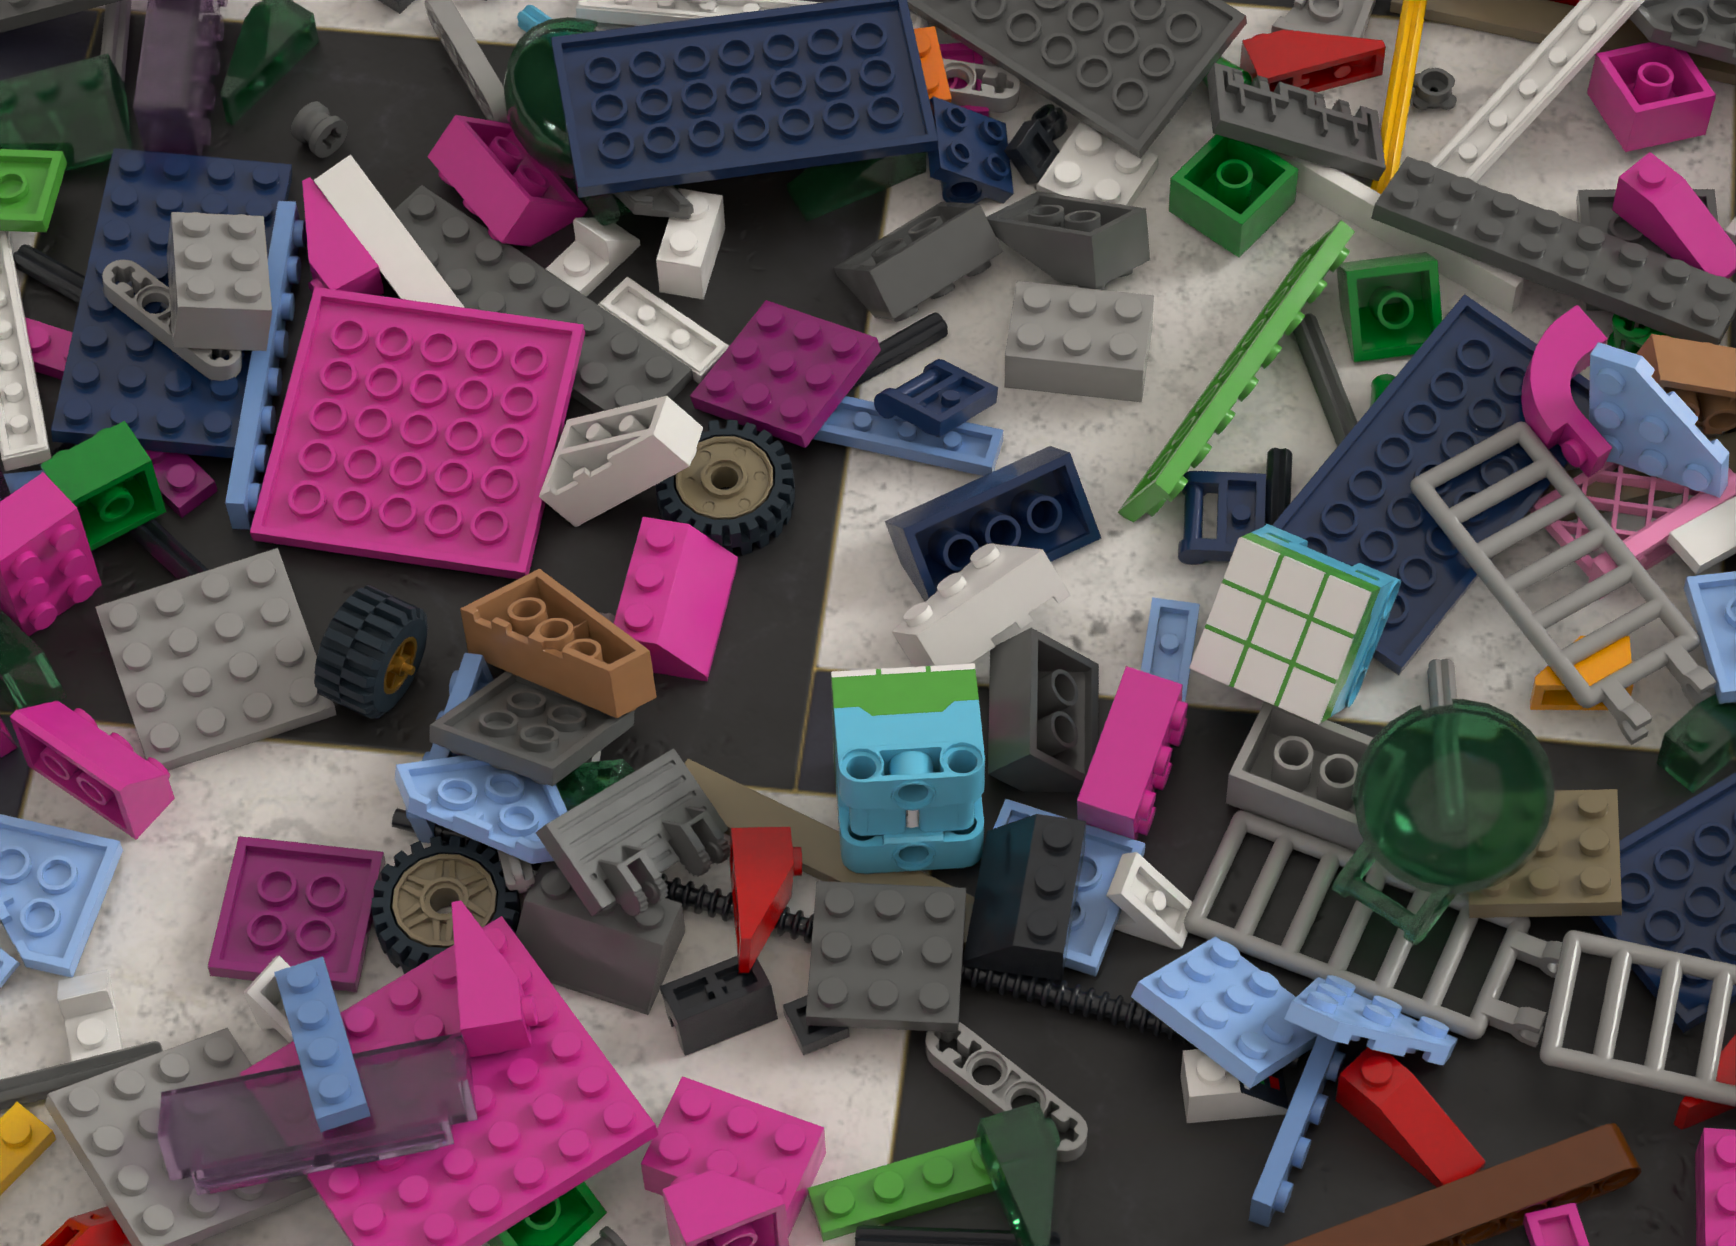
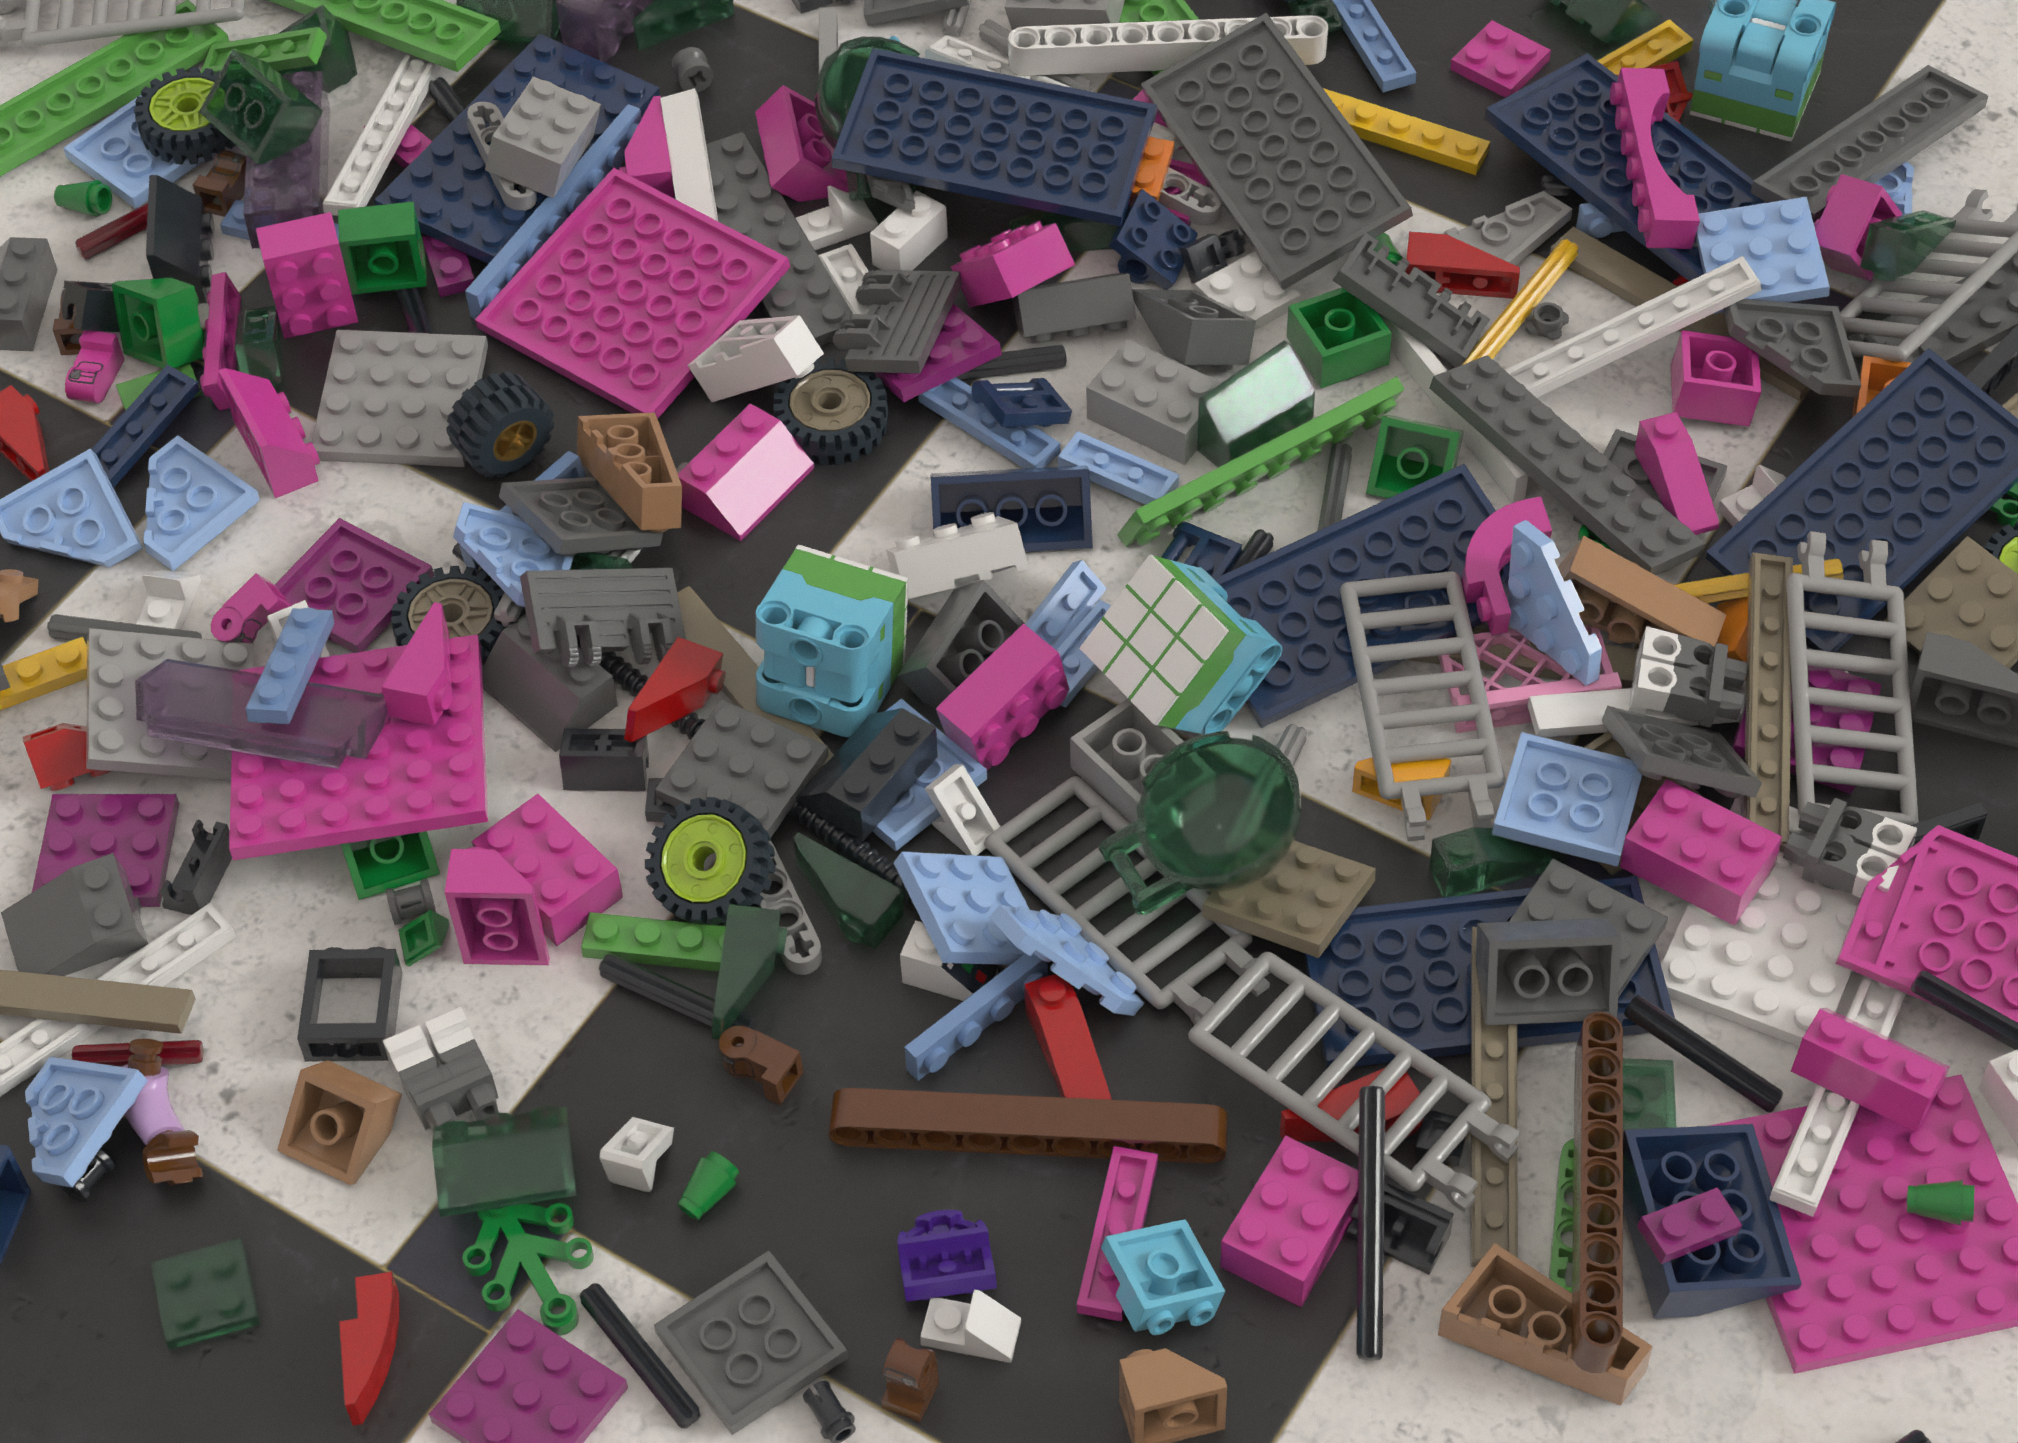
camera: 25 degrees right, 5 degrees down
(205, 992) = (247, 611): none -> dark pink leg
(751, 352) = (901, 322): none -> dark grey hinge
(844, 240) = (1012, 263): none -> dark pink brick
(876, 1070) = (687, 841): none -> wheel
(1084, 1048) = (855, 898): none -> clear green slope
(1086, 436) = (1118, 469): none -> light blue plate
(1116, 628) = (1066, 604): none -> light blue plate
(1197, 314) = (1254, 406): none -> clear green slope

